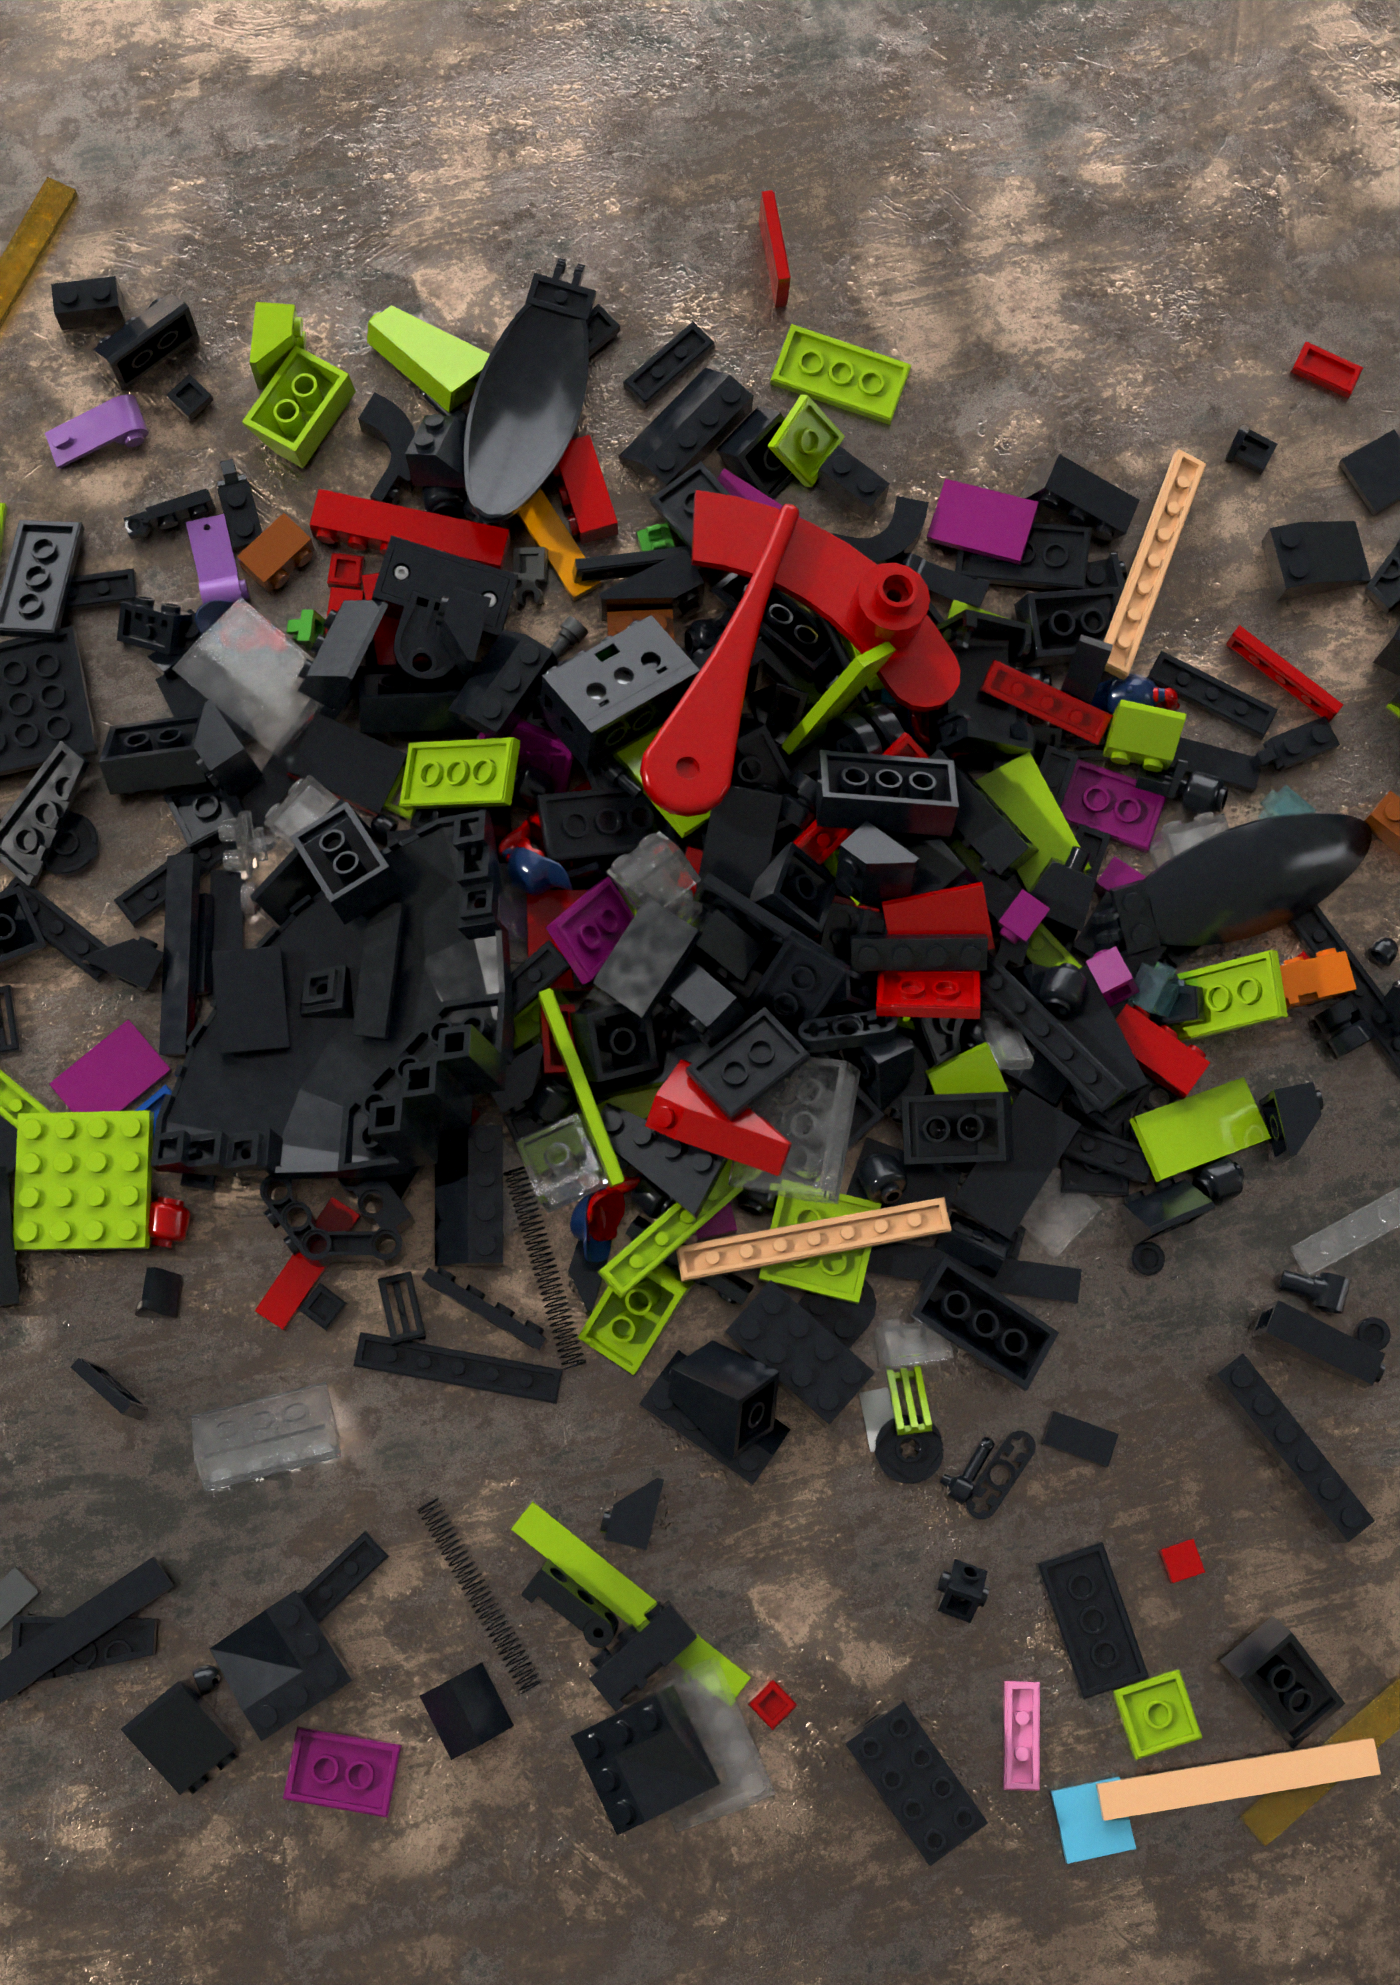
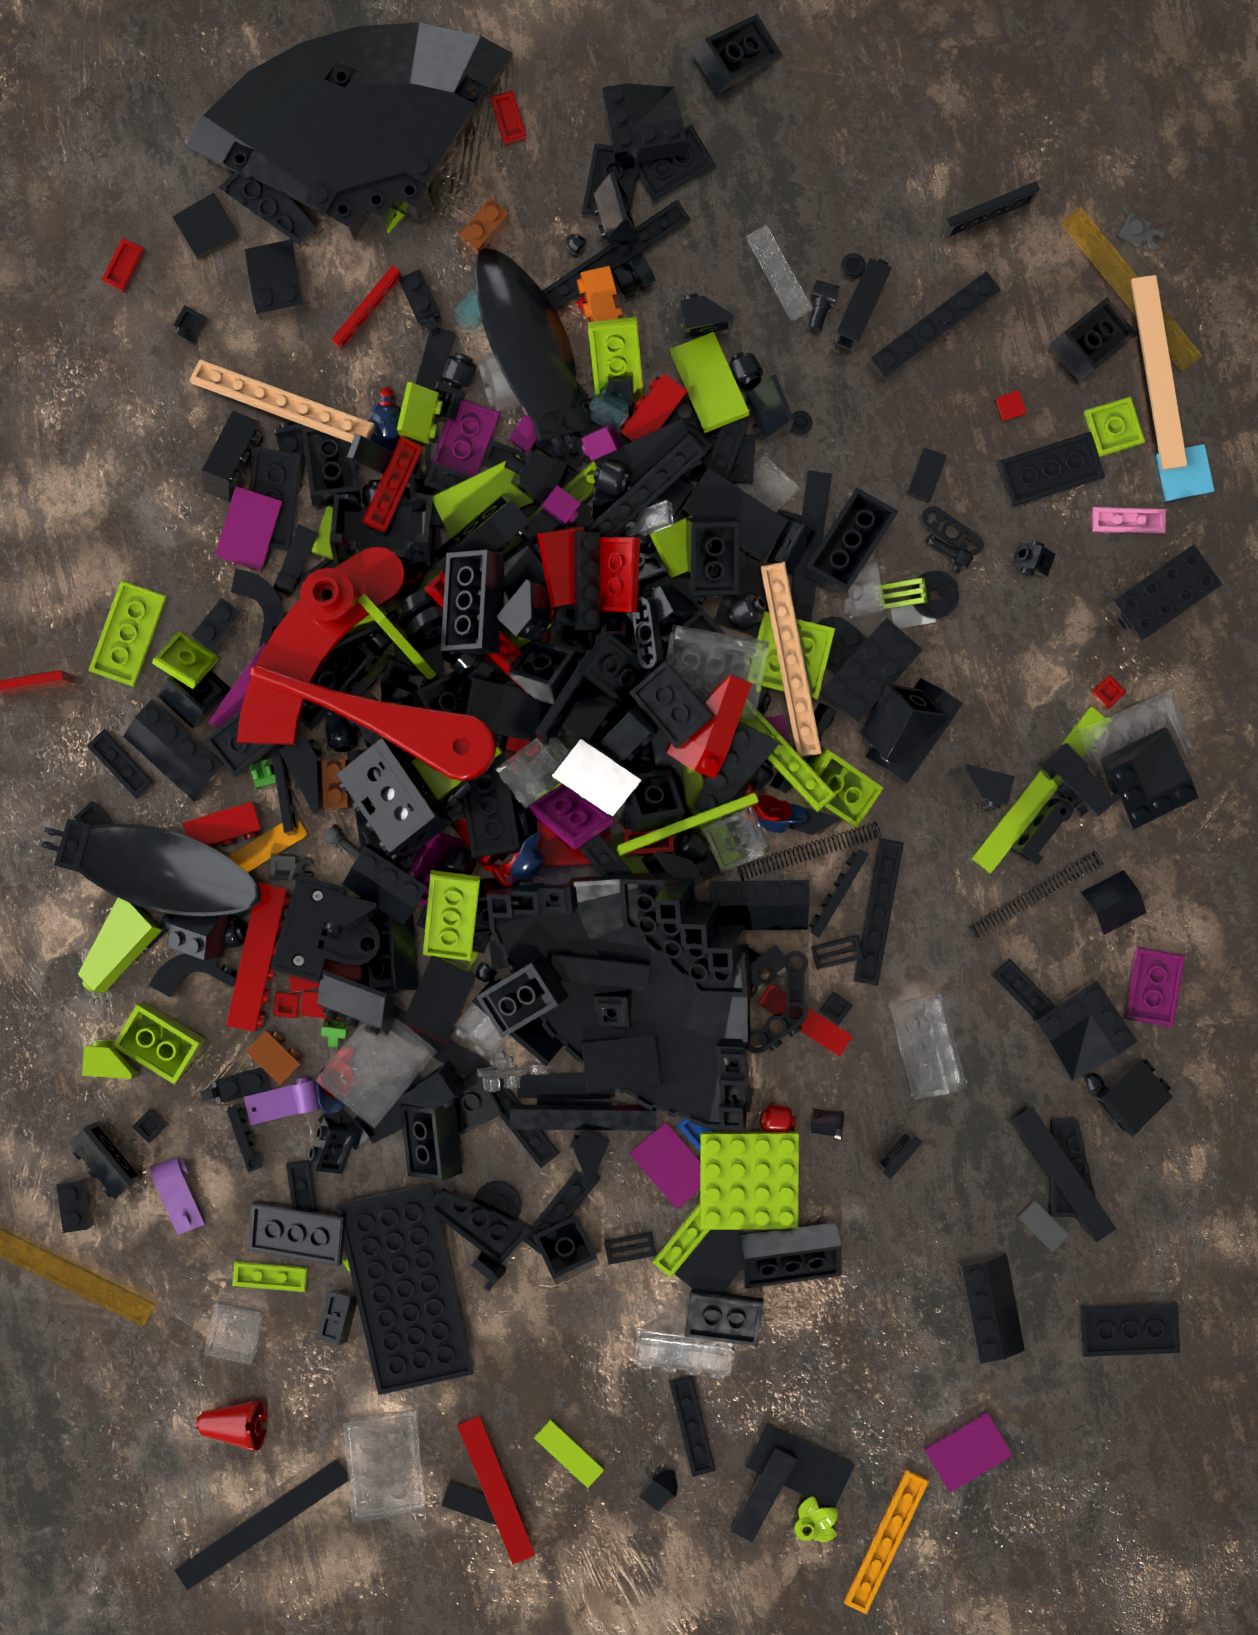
camera: 80 degrees left, 10 degrees up
(1212, 695) = (381, 362): black tile -> none

